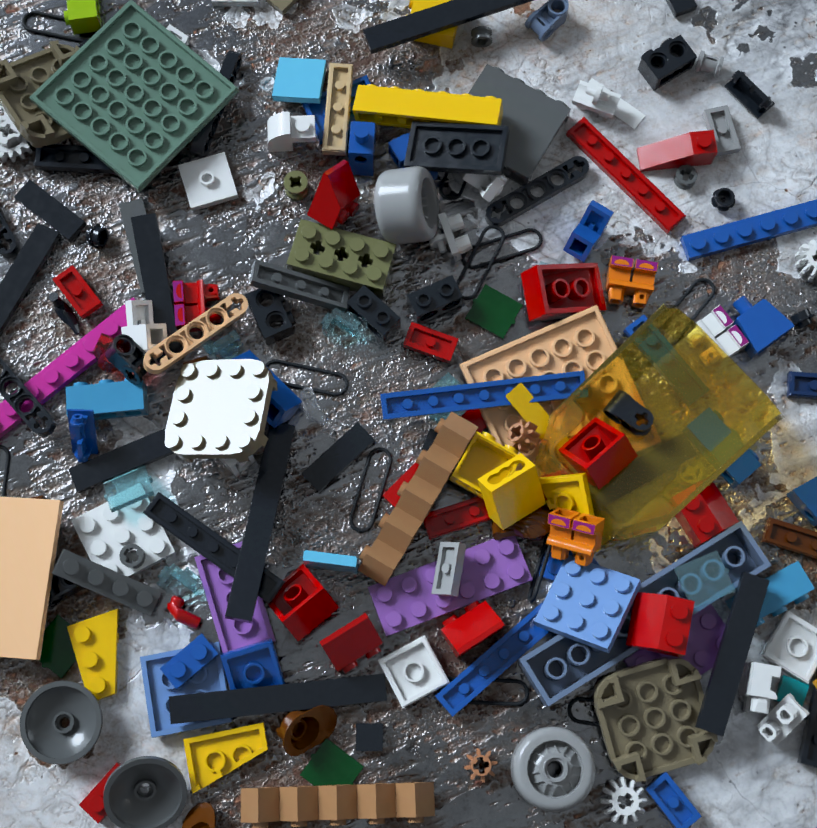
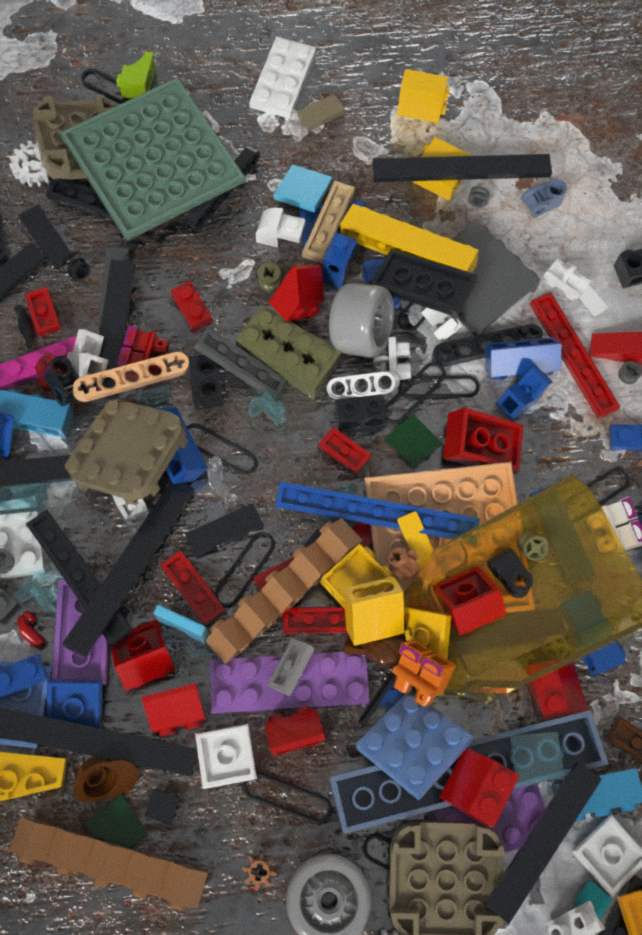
camera: 15 degrees right, 5 degrees down
(208, 181) = (192, 251): white plate -> none
(226, 239) = (191, 305): none -> red plate
(327, 523) = (193, 588): none -> red plate
(374, 314) = (300, 409): black brick -> none
(421, 280) = (352, 388): none -> white beam
(492, 663) = (303, 773): blue plate -> none
(575, 194) = (518, 357): none -> brick
(639, 286) = (558, 457): orange hips -> none
(648, 380) = (538, 548): none -> olive wheel
(756, 686) = (558, 882): white hips -> none

